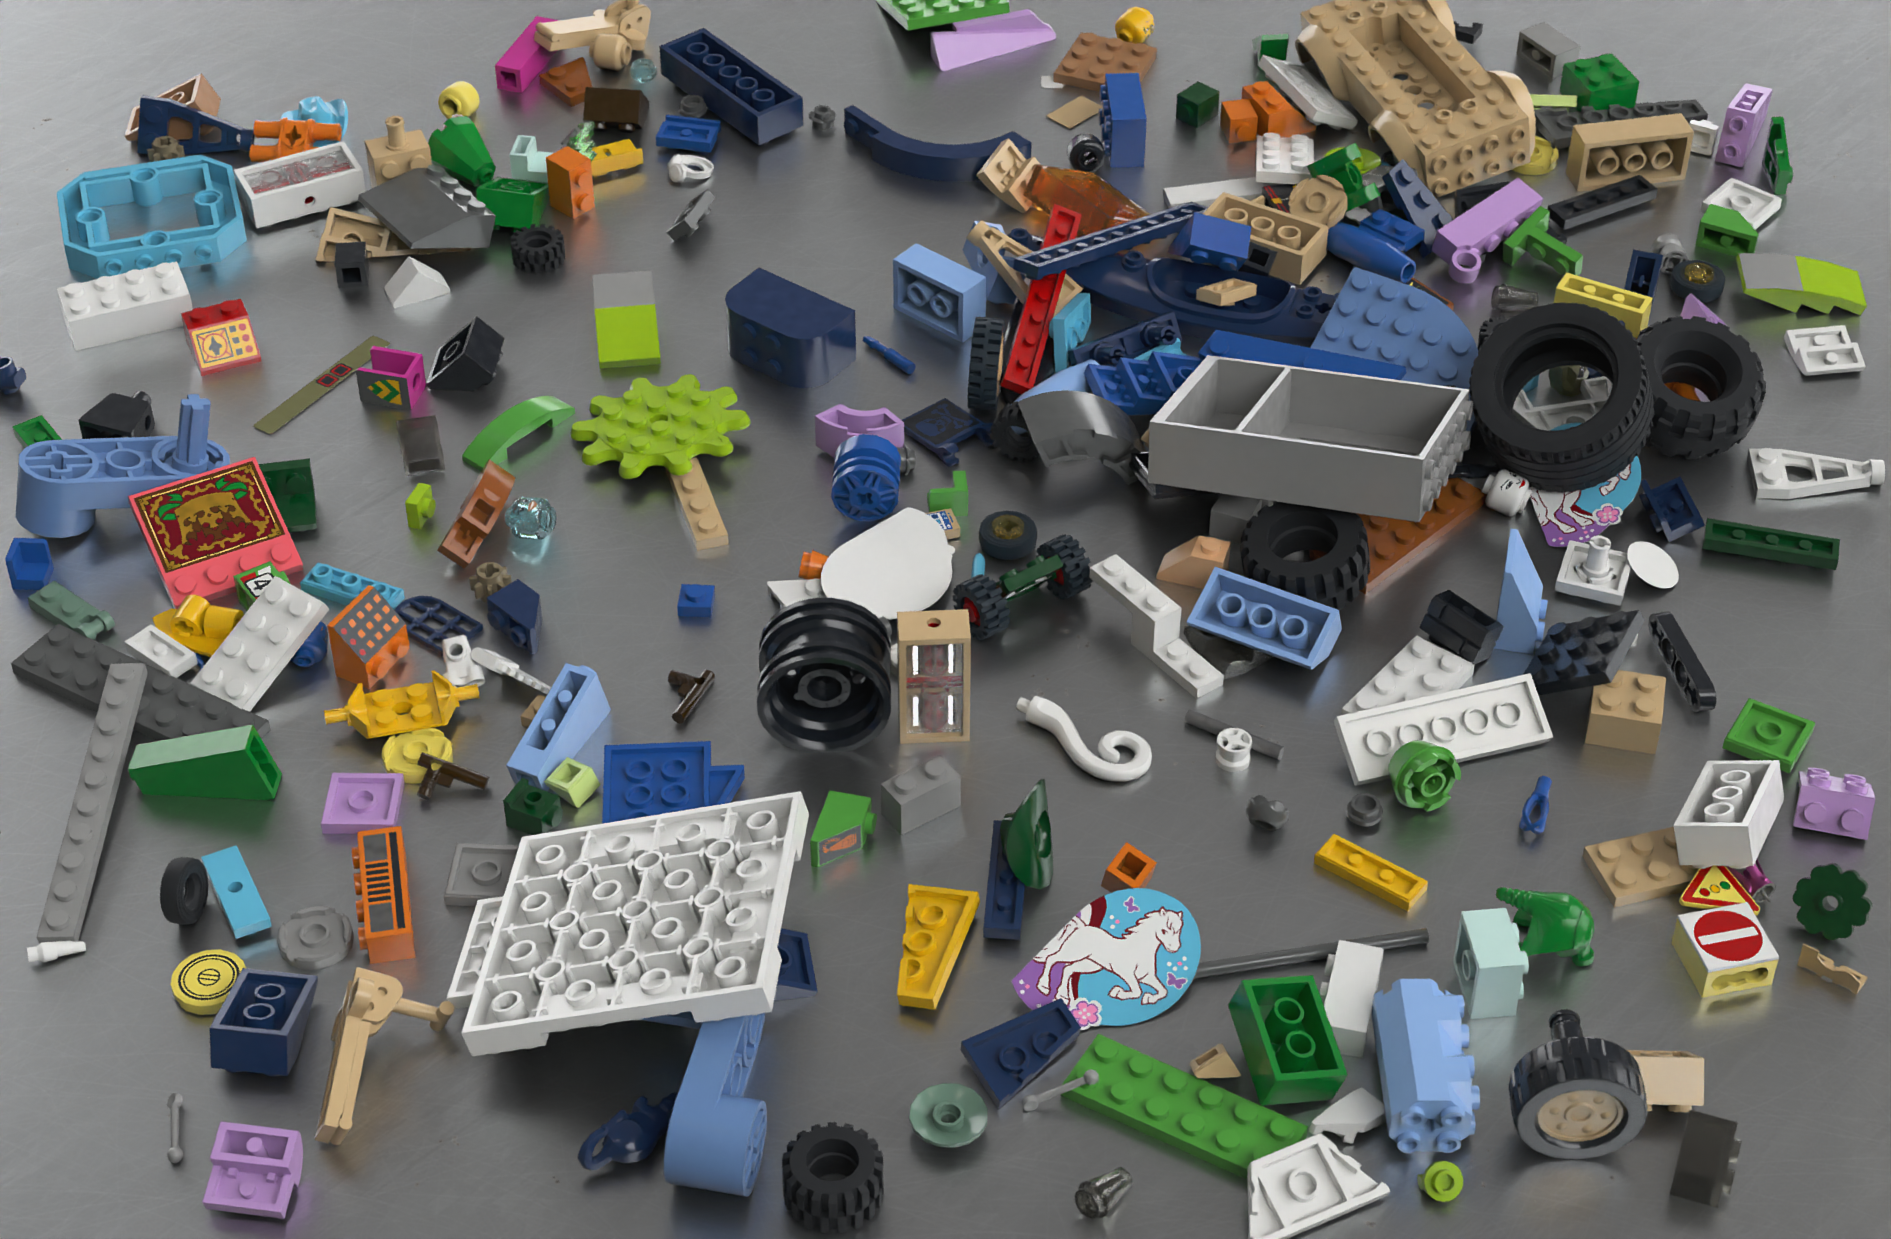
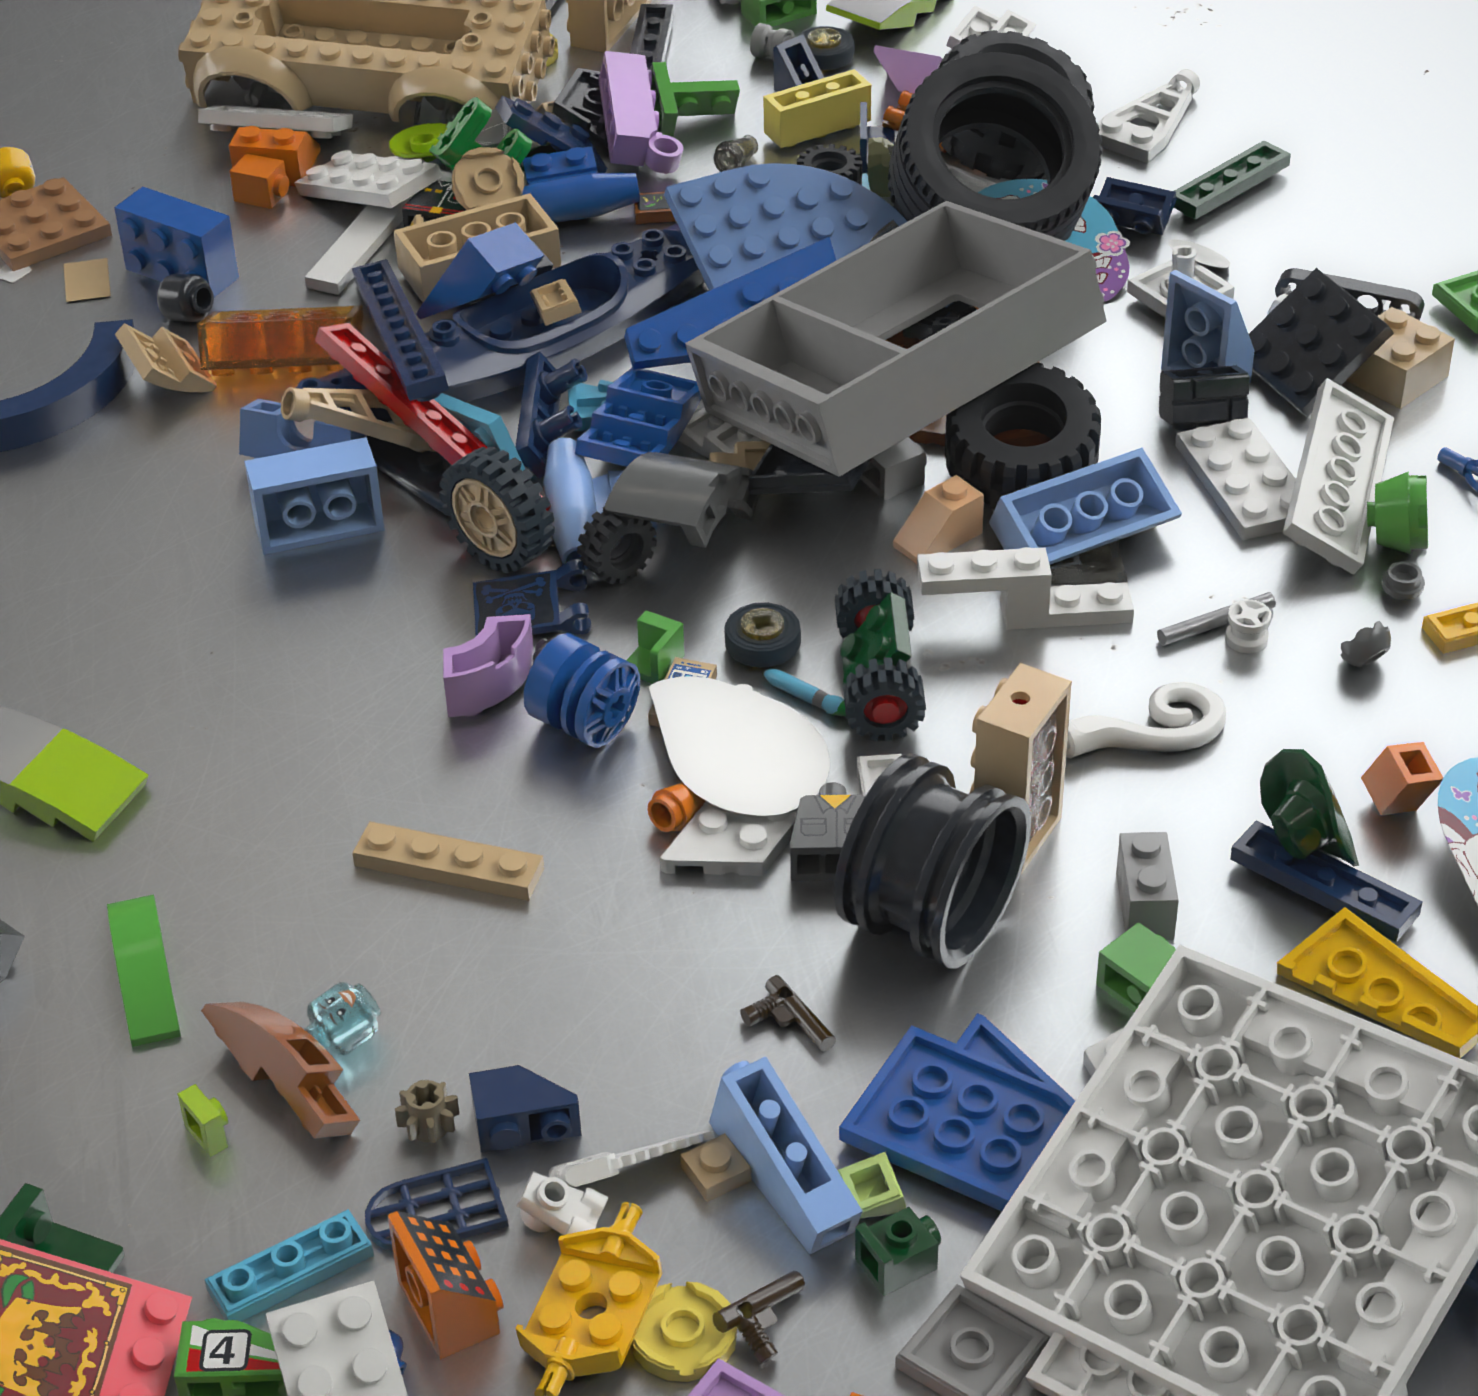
camera: 55 degrees left, 0 degrees up
(420, 445) = (82, 1072): clear smoke piece -> none
(659, 426) = (247, 860): lime plate -> none
(696, 600) = (628, 937): blue plate -> none
(788, 330) = (243, 640): dark blue brick -> none
(891, 355) = (352, 590): blue piece -> none
(1197, 104) = (197, 186): dark green brick -> none
(1271, 45) = (173, 107): green slope -> none

